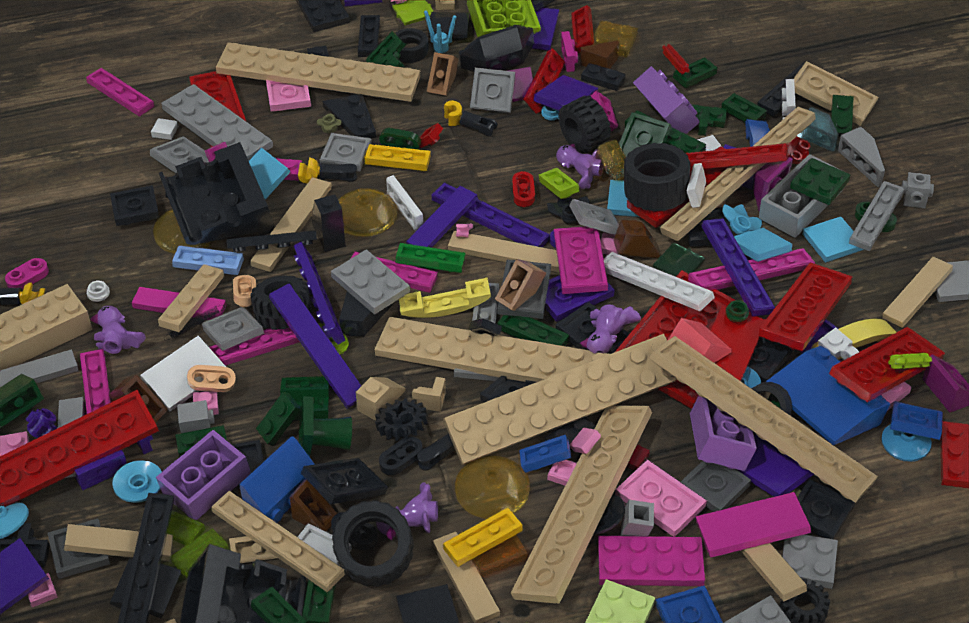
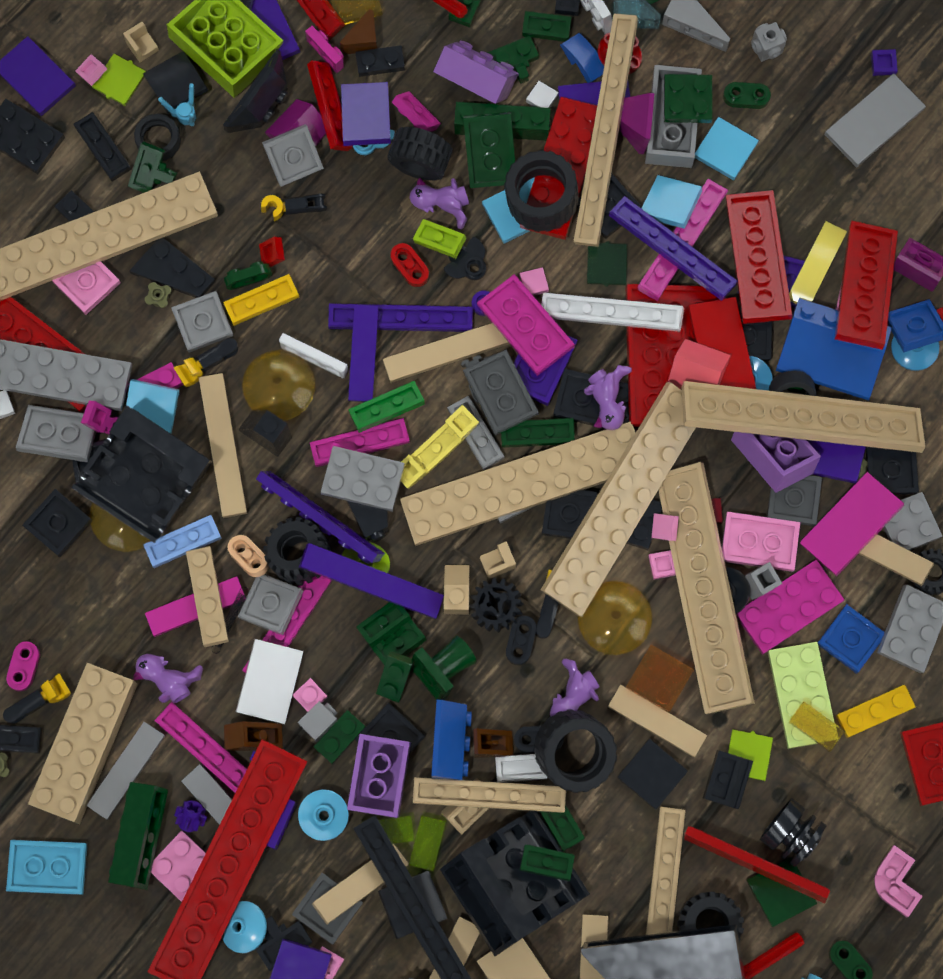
camera: 35 degrees left, 30 degrees up
(97, 291) = (104, 637): white plate -> none
(211, 378) = (302, 675): light nougat plate -> none
(262, 242) = (229, 484): black plate -> none
(344, 480) = (500, 702): black tile -> none
(442, 73) = (223, 160): medium nougat slope -> none
(463, 229) = (393, 356): bright pink hand -> none
(482, 537) = (653, 682): yellow plate -> none
(484, 326) = (500, 463): black tile -> none
(520, 284) = (503, 399): medium nougat slope -> none
(545, 453) = (641, 561): blue plate -> none
(594, 216) = (506, 265): light grey tile -> none
(612, 159) = (475, 180): clear yellow piece -> none
(635, 240) = (559, 270): reddish brown slope -> none
(696, 185) = (582, 176): white tile -> none
(737, 311) = (712, 301): dark green plate -> none
(739, 156) = (587, 120): red tile -> none
(739, 220) = (633, 180): medium azure plate -> none
(838, 344) = (811, 289): white plate -> none
(876, 216) = (753, 100): light grey tile -> none
(909, 360) = (885, 273): lime axle -> none
(917, 292) = (837, 171): tan tile -> none

